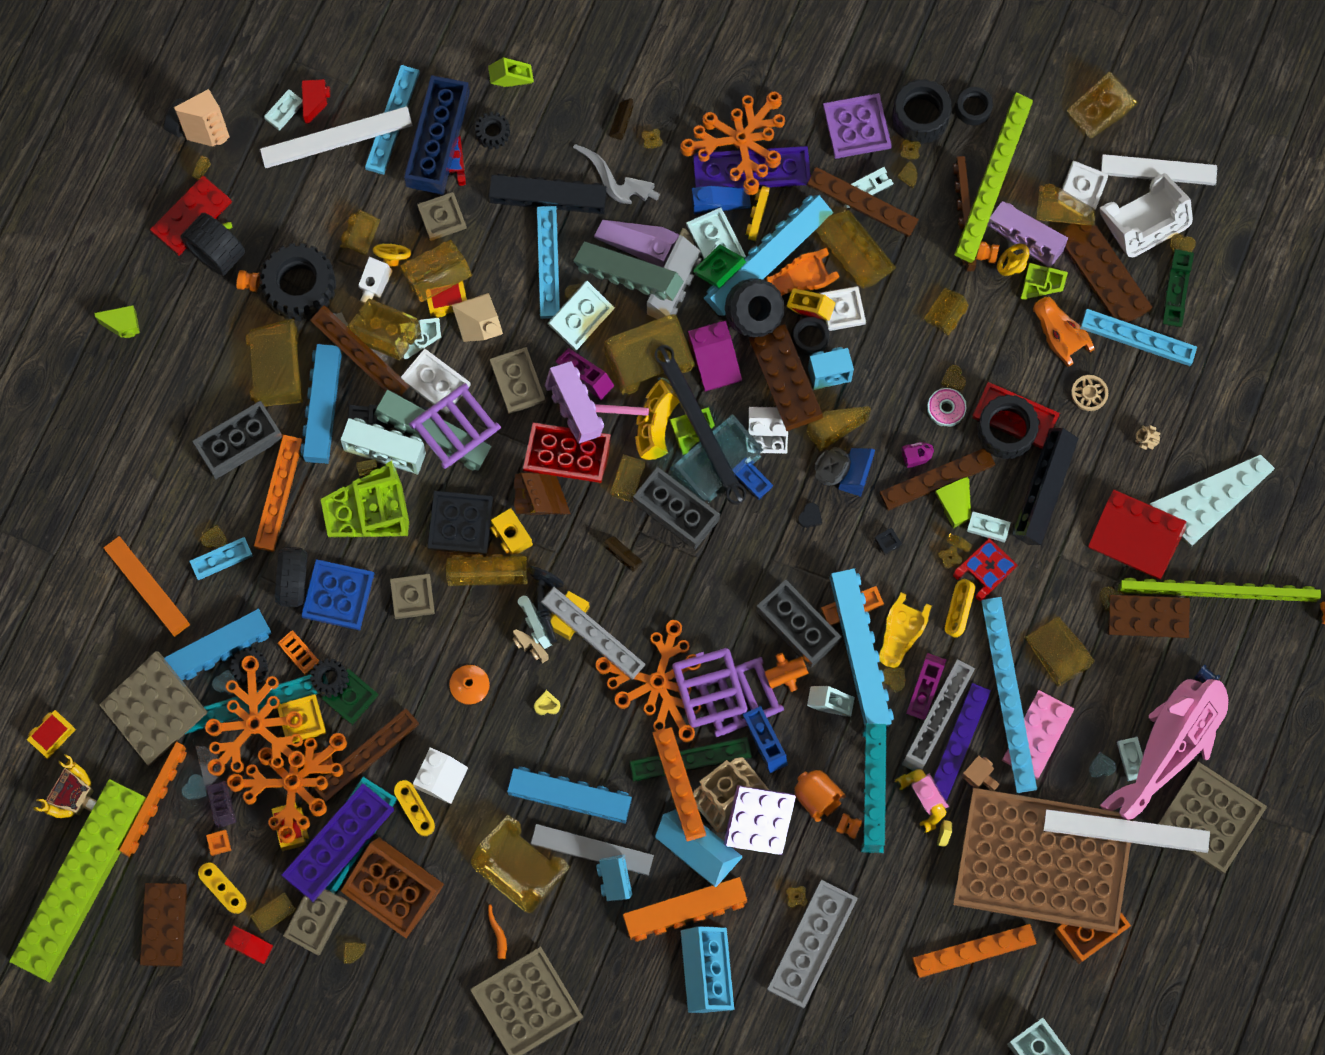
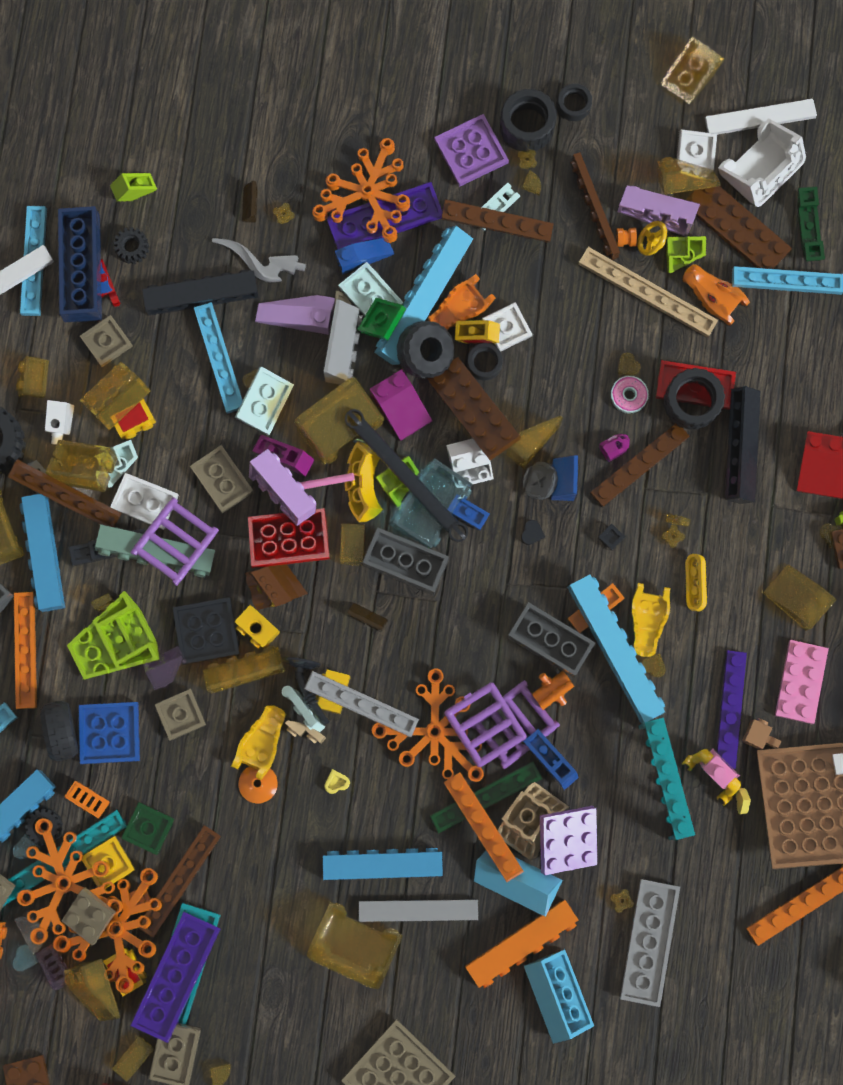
camera: 15 degrees left, 5 degrees up
(218, 842) = (62, 1006): orange plate -> none
(225, 896) = (86, 1052): yellow plate -> none
(254, 831) = (93, 989): none -> clear yellow slope
(269, 761) = (88, 916): none -> dark tan plate
(321, 670) = (131, 826): black tyre -> none
(383, 445) = (112, 578): light aqua brick -> none
(391, 254) = (67, 391): yellow piece -> none
(392, 887) = (239, 1002): dark orange slope -> none
(408, 548) = (164, 670): none -> clear purple slope
(410, 800) = (248, 921): yellow plate -> none
(440, 776) = (255, 881): white slope -> none
(477, 318) = (167, 431): tan slope -> none
(482, 645) = (260, 743): none -> yellow animal
(501, 939) = (357, 1022): orange animal -> none
(615, 878) = (449, 935): medium azure slope -> none
(628, 271) = (298, 347): sand green brick -> none
(757, 213) = (402, 258): yellow plate -> none
(818, 794) = (615, 798): orange cylinder -> none
(830, 368) = (512, 387): medium azure brick -> none
(830, 700) = (601, 704): light aqua slope -> none
(853, 827) = (652, 819): orange wheel -> none
(855, 248) = (502, 267): clear yellow slope -> none
(926, 686) = (686, 665): magenta slope -> none
(938, 716) = (705, 692): light grey slope -> none
(947, 311) = (604, 303): clear yellow bracket -> none
(956, 501) = (663, 481): lime slope -> none
(988, 526) = (700, 497): light aqua plate -> none
(988, 566) = (711, 535): red flag -> none
(993, 178) = (612, 166): lime plate -> none
(994, 312) = (648, 292): none -> tan plate
(1009, 695) = (765, 653): medium azure plate -> none
(1089, 393) = (757, 344): tan wheel -> none
(1147, 437) = (823, 372): tan gear -> none
(1182, 243) = (801, 180): clear yellow tile -> none

